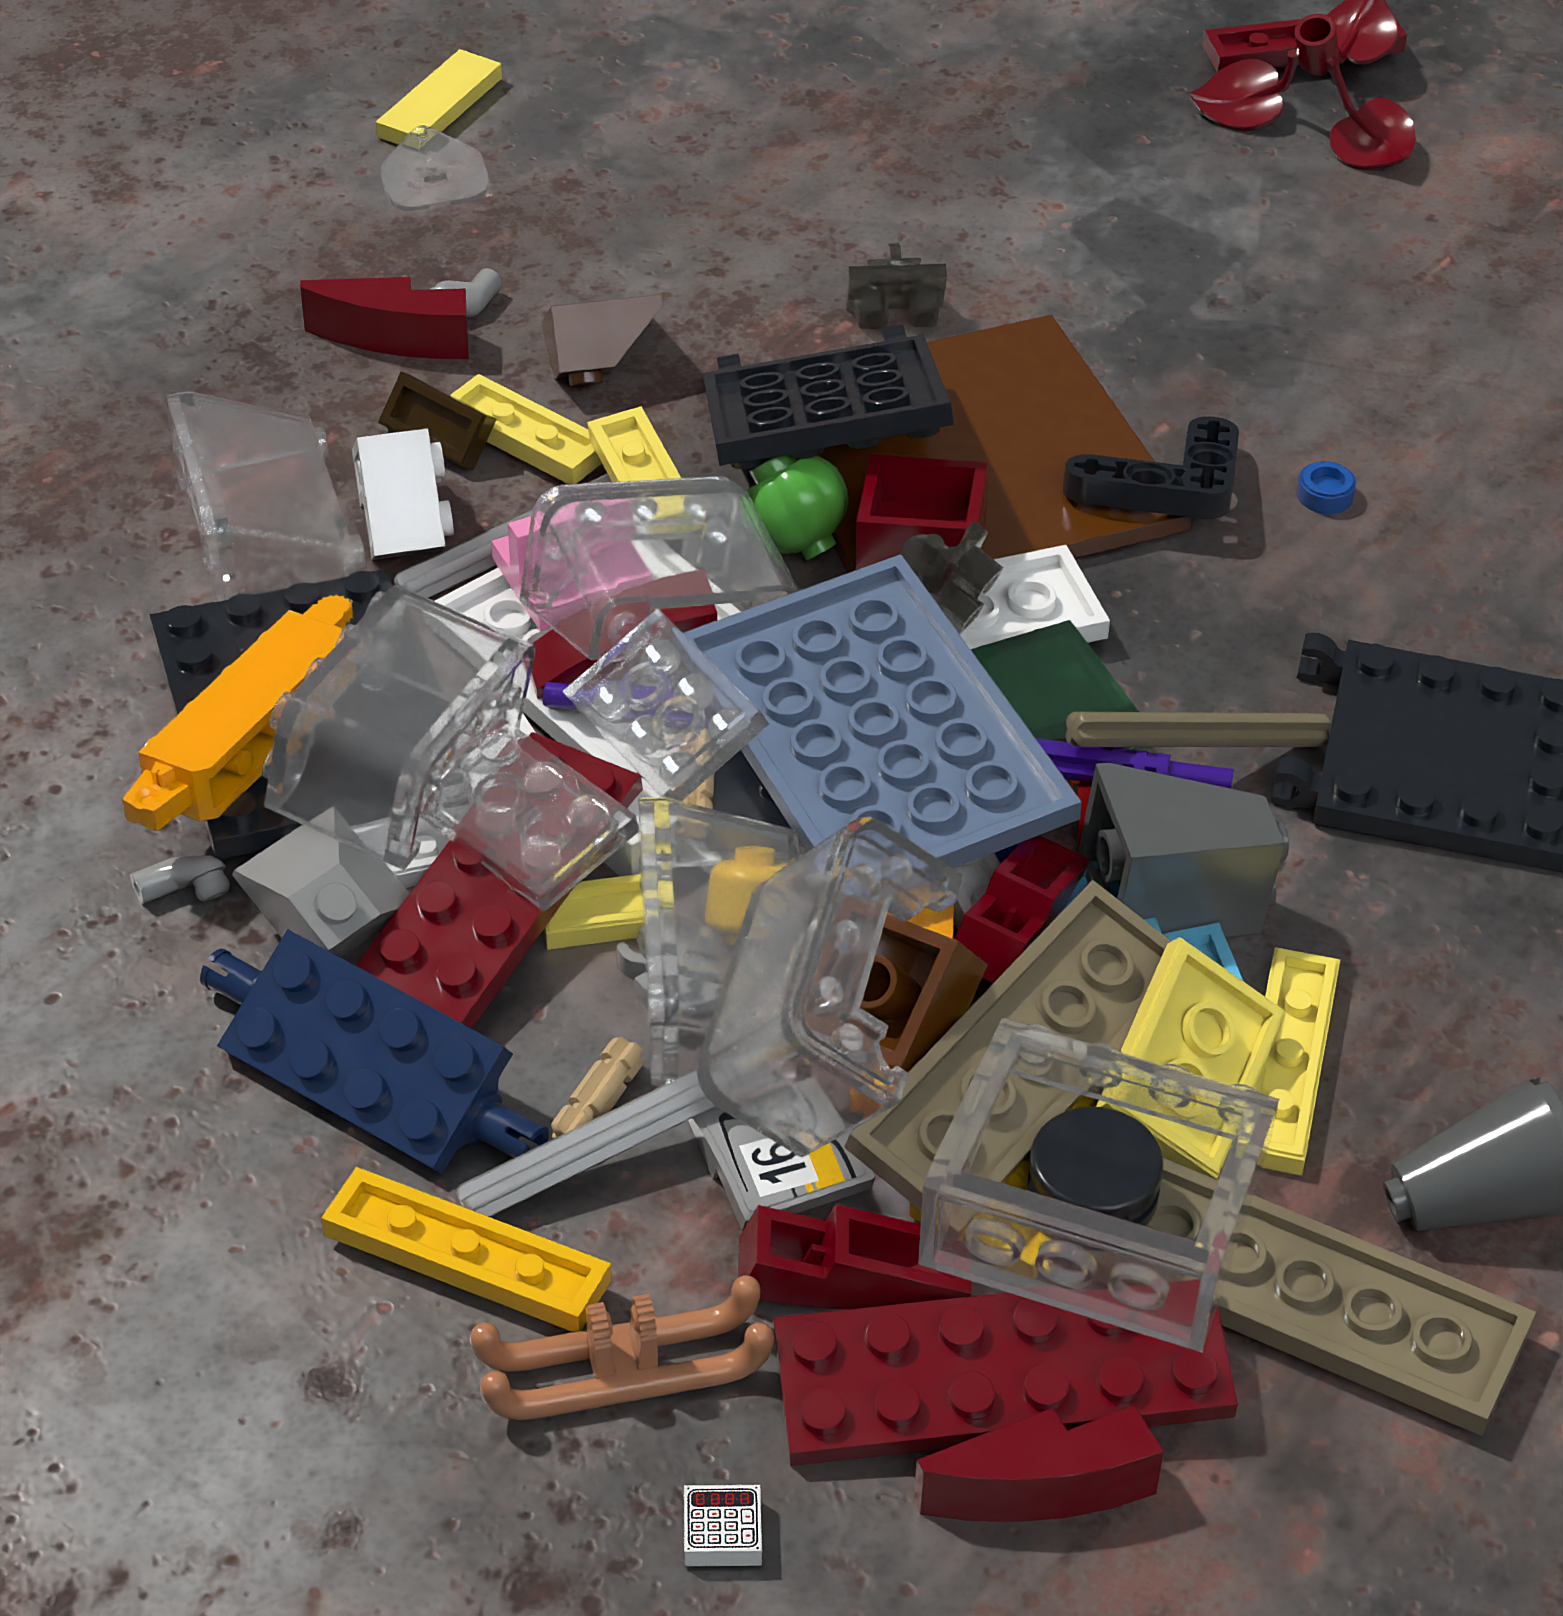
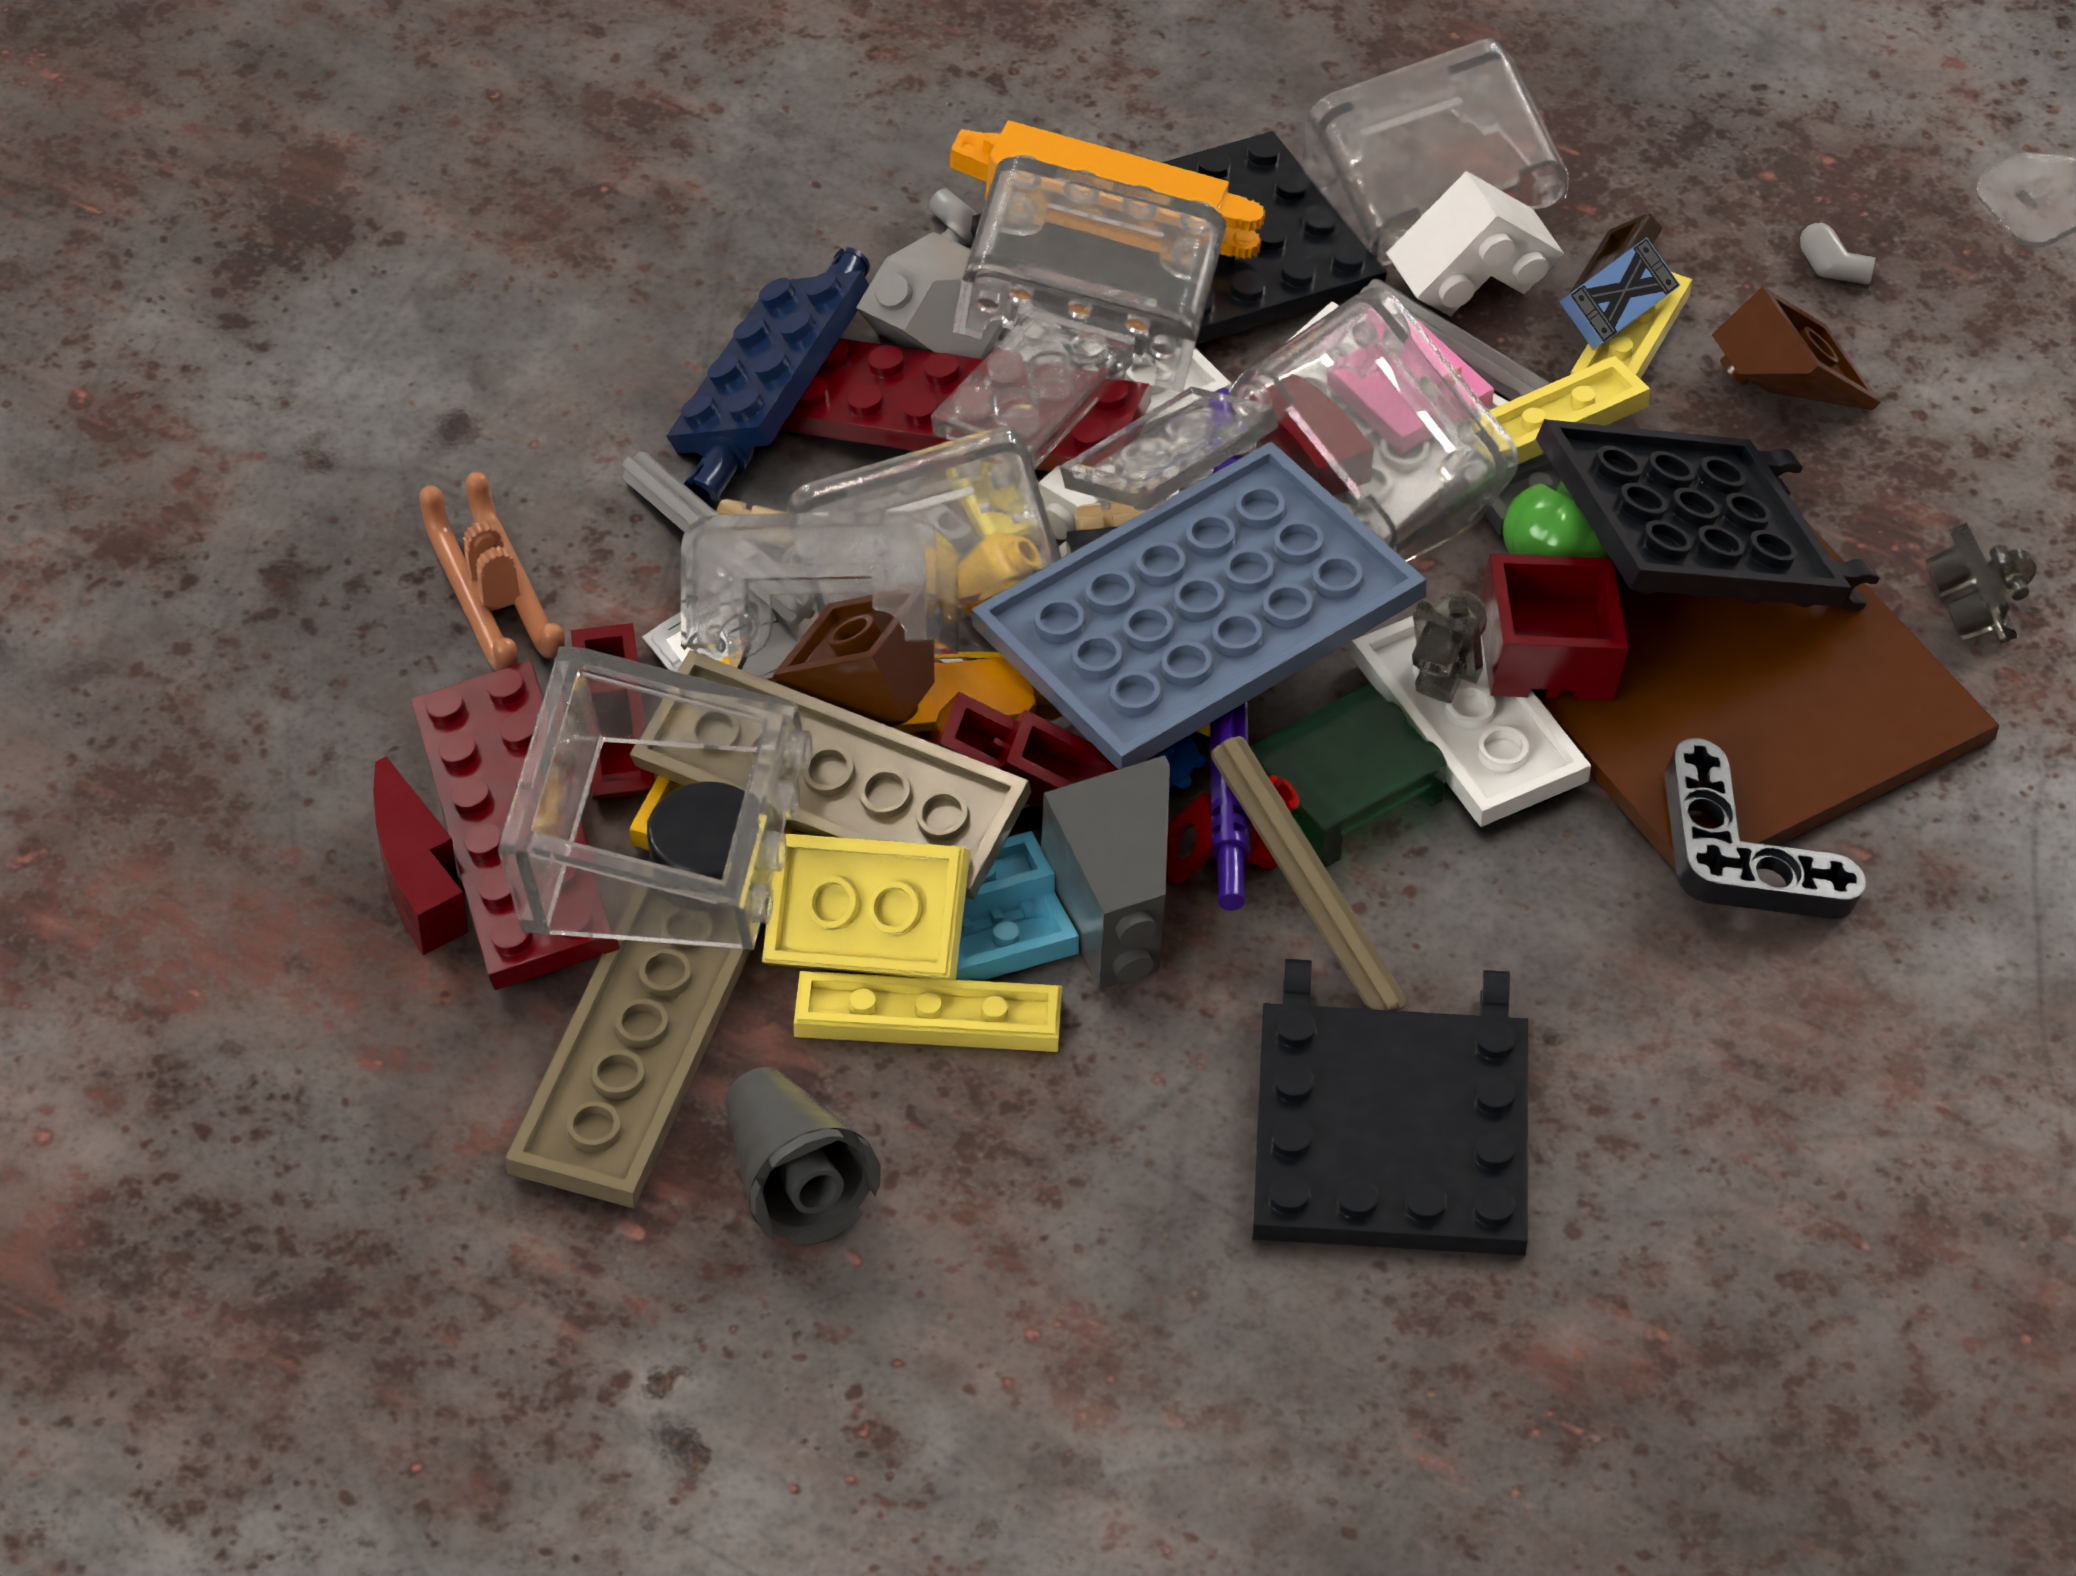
camera: 80 degrees right, 5 degrees up
(388, 316) = (1766, 208): dark red slope -> none
(466, 1249) = (582, 471): yellow plate -> none
(503, 407) = (1619, 293): none -> tile
(722, 1525) = (343, 672): white tile -> none
(1326, 487) = (1799, 999): blue tile -> none

